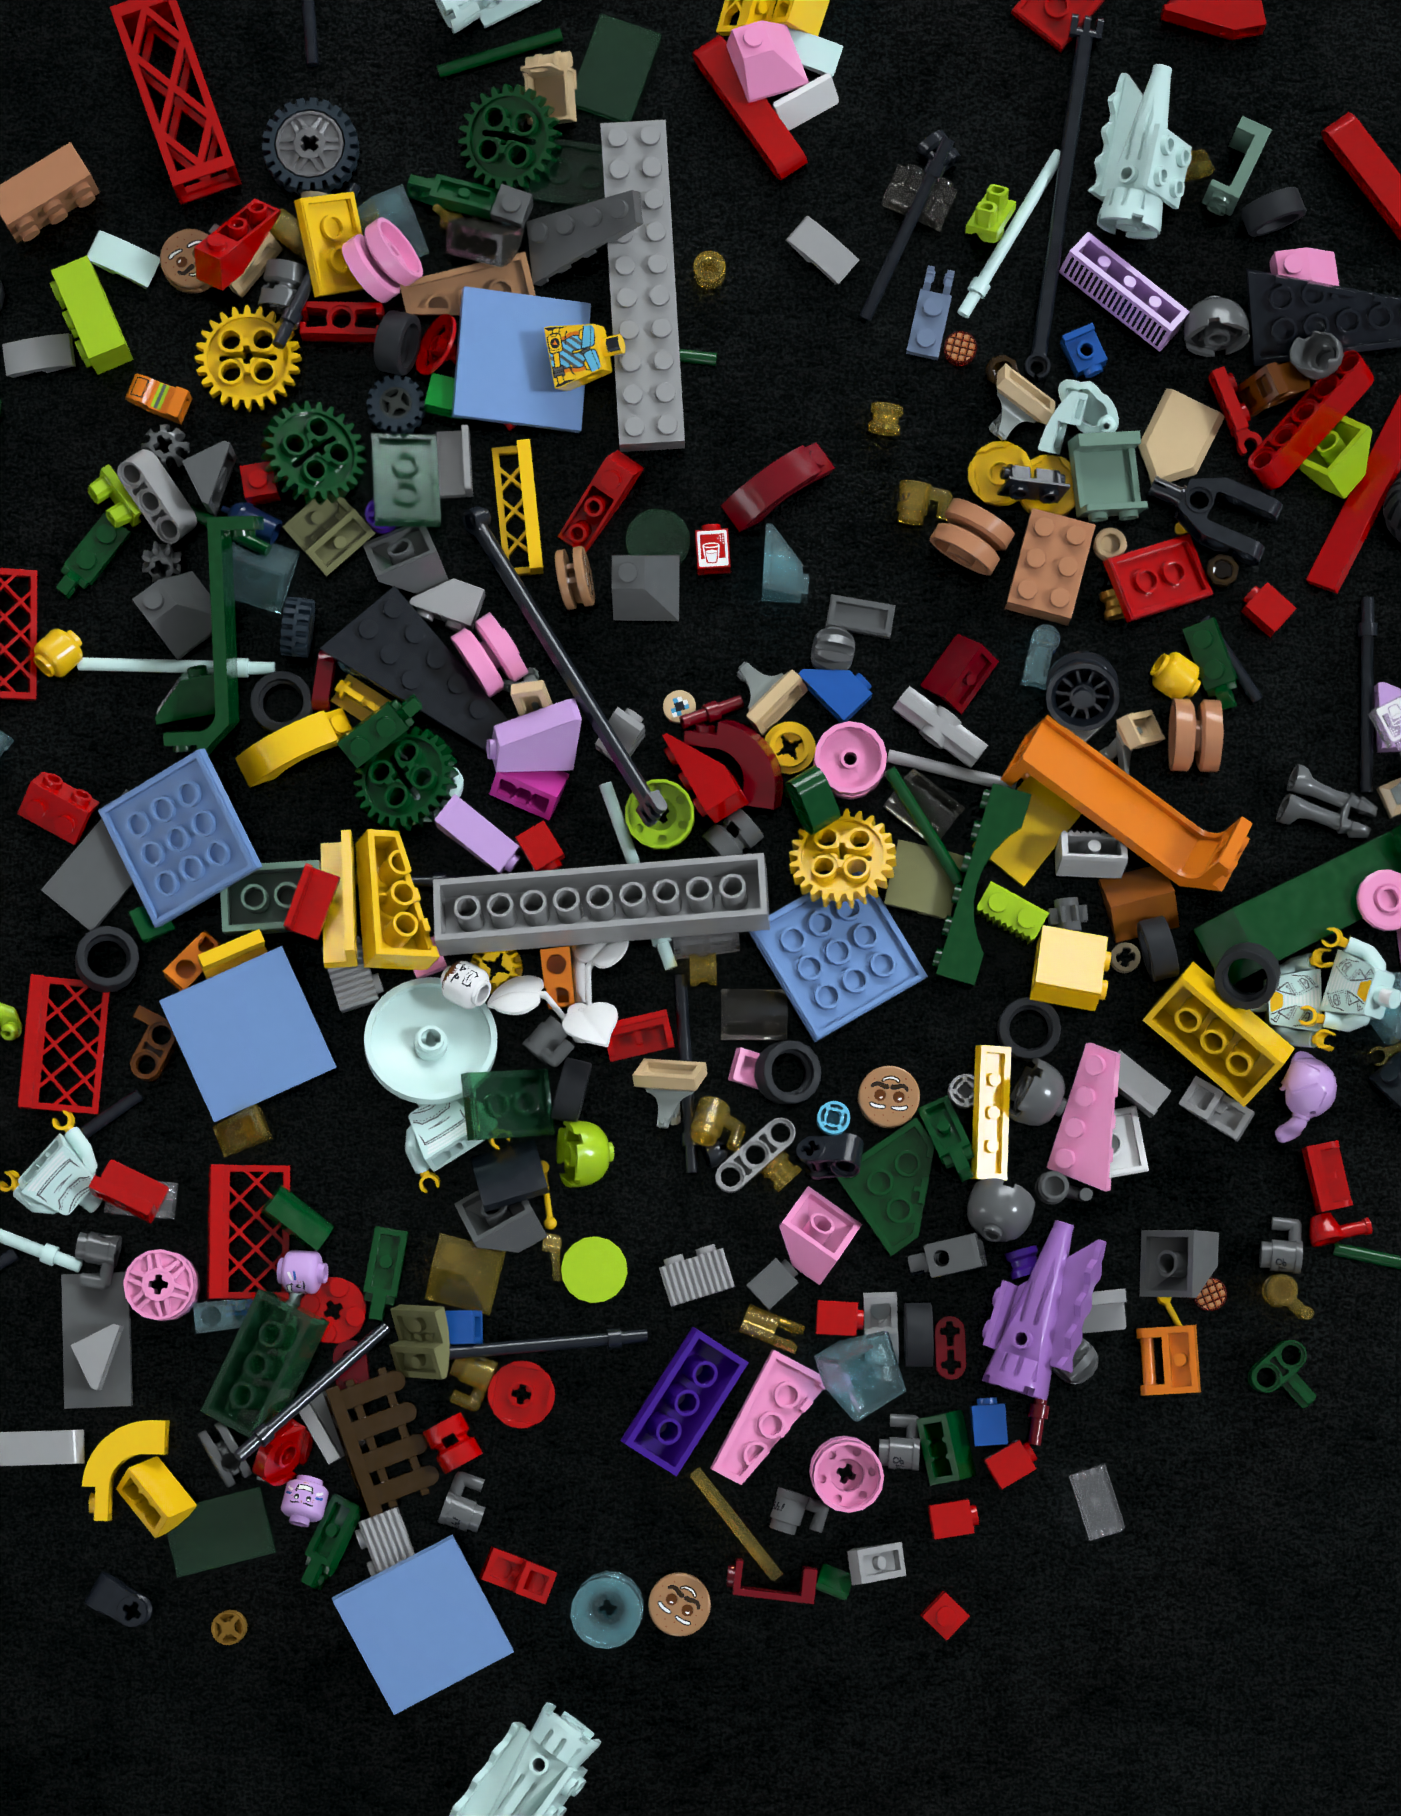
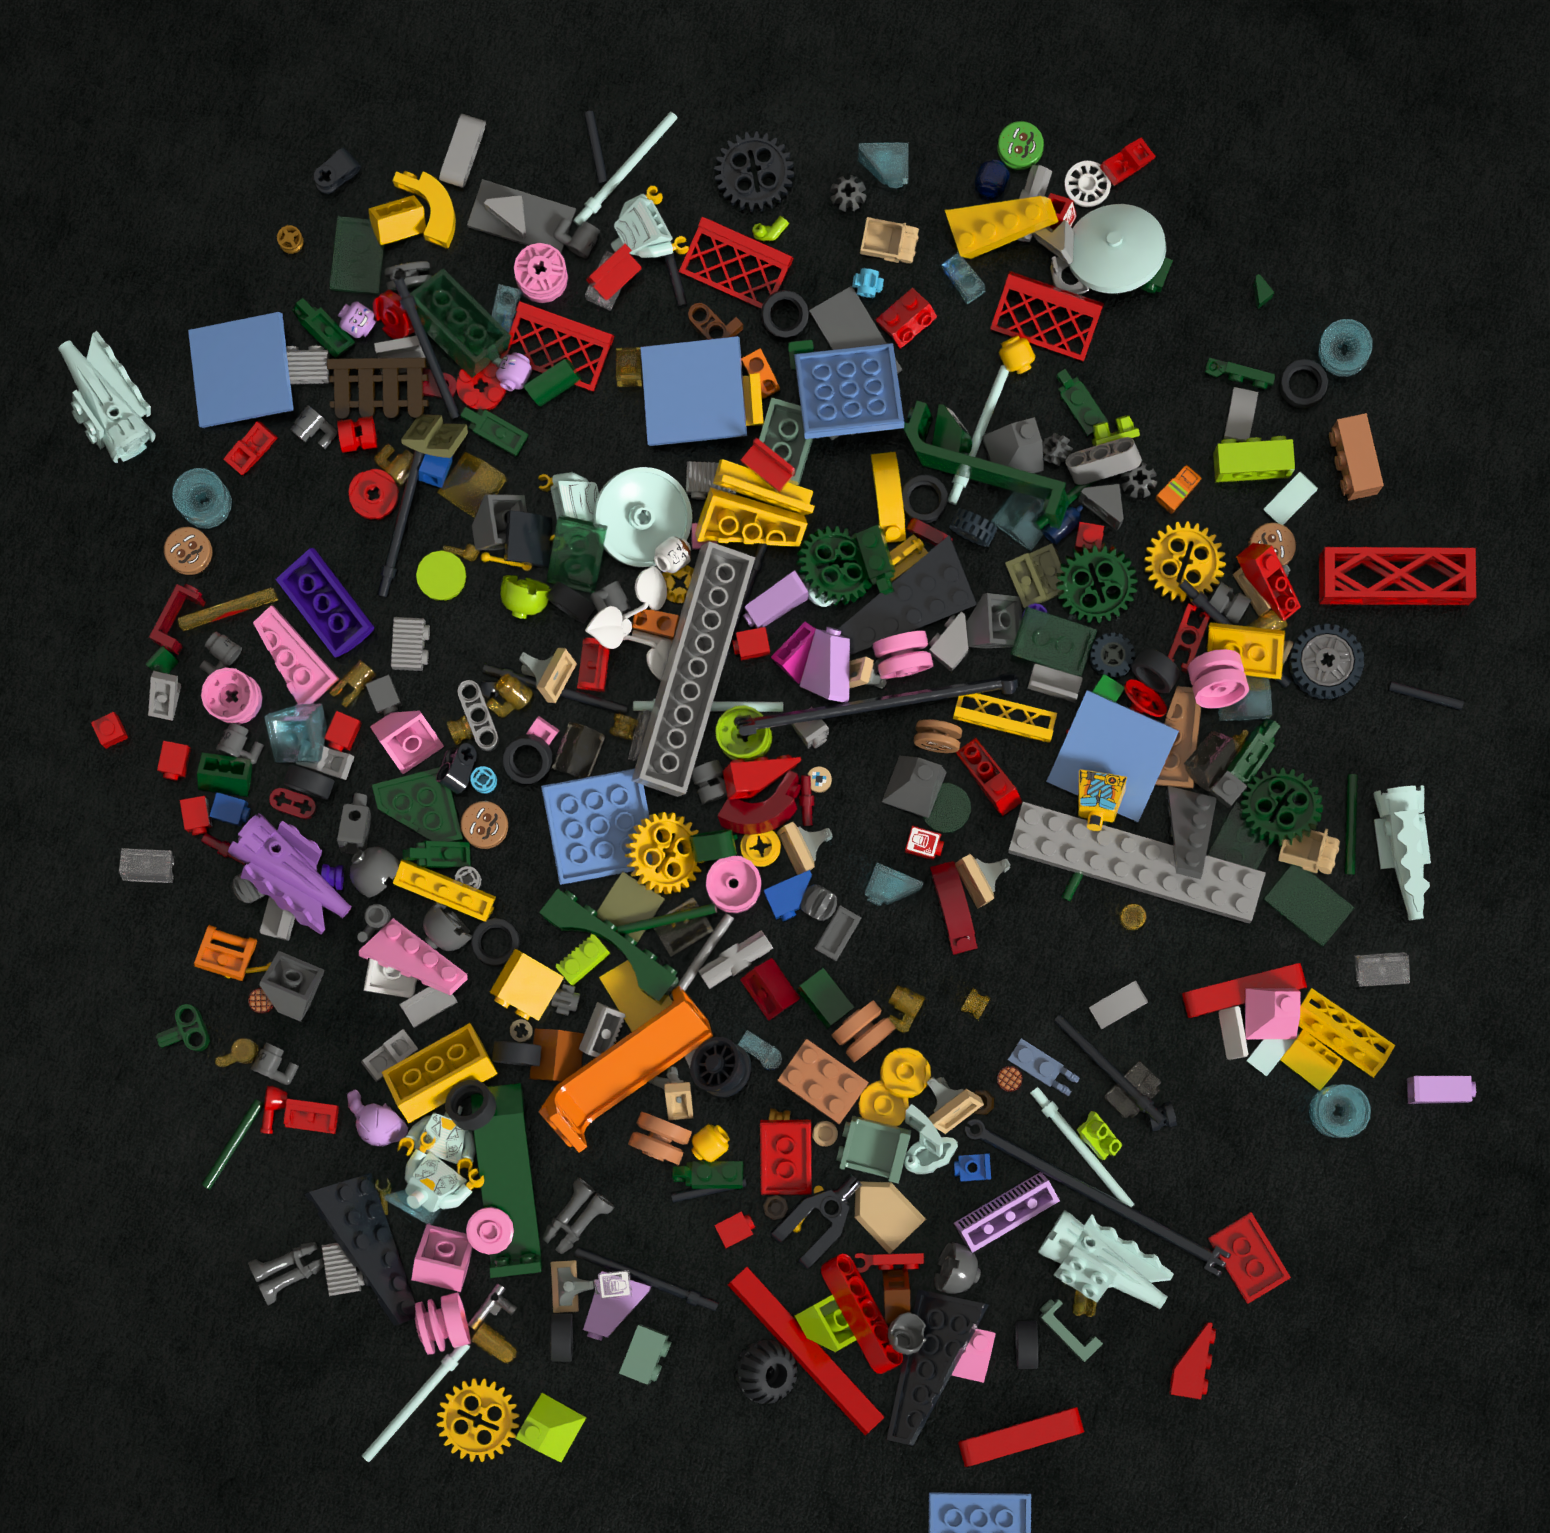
camera: 115 degrees right, 0 degrees up
(30, 869) = (867, 282): none -> medium azure gear
(729, 465) = (980, 877): none -> tan piece
(947, 601) = (825, 998): none -> dark green brick
(1046, 485) = (881, 1098): black hinge -> none

